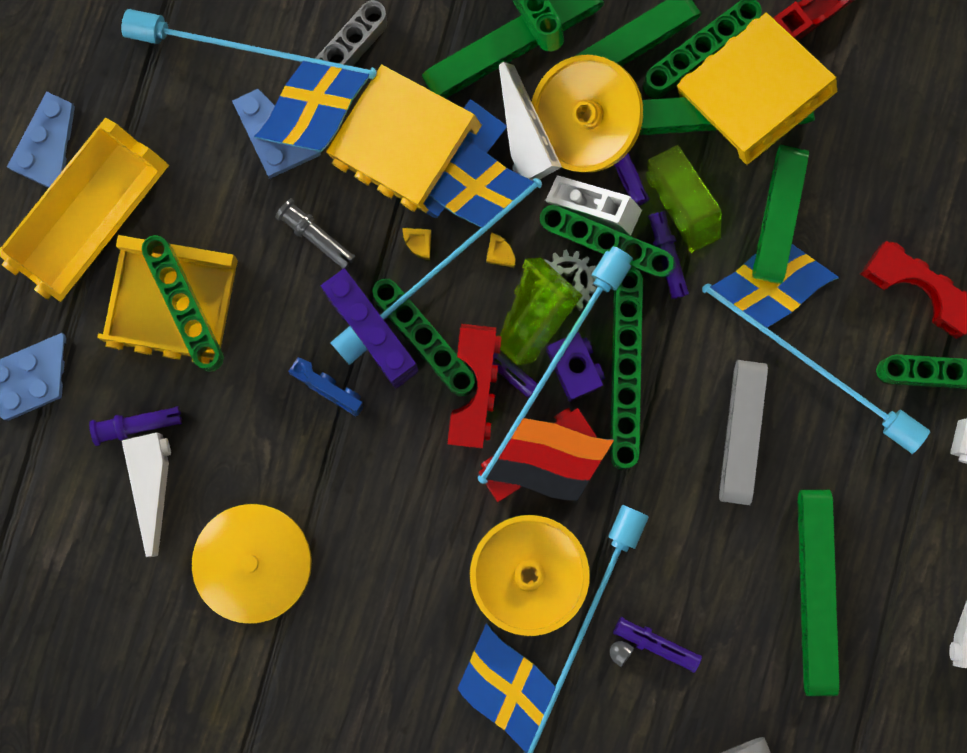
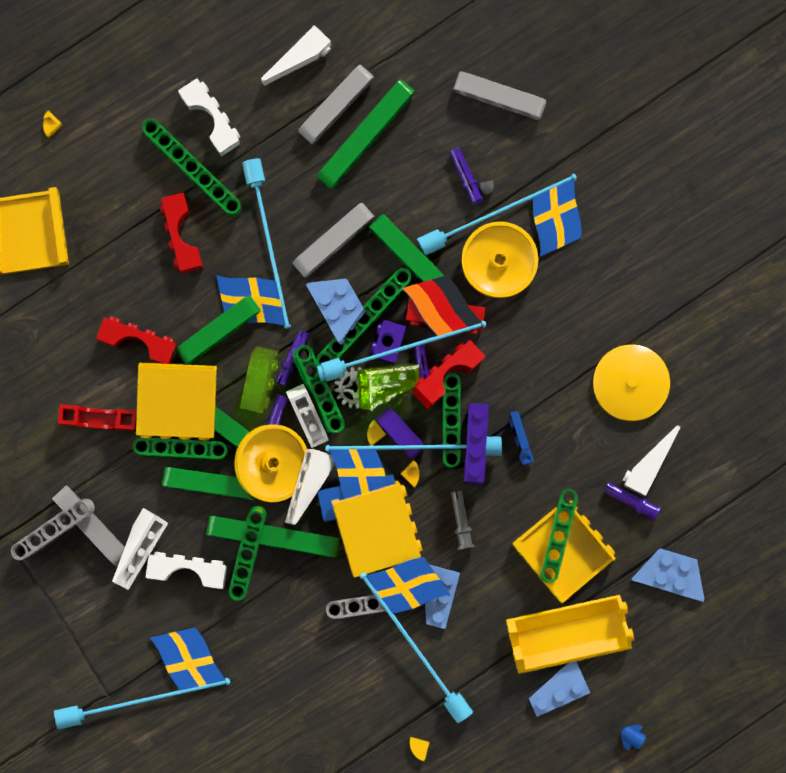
camera: 135 degrees left, 0 degrees up
(472, 275) = (399, 432): none -> dark purple beam
(650, 491) = (404, 249): none -> green beam
(670, 356) = (338, 305): none -> medium blue wing
(826, 136) = (114, 333): none -> red arch
(884, 597) = (336, 104): none -> light grey beam

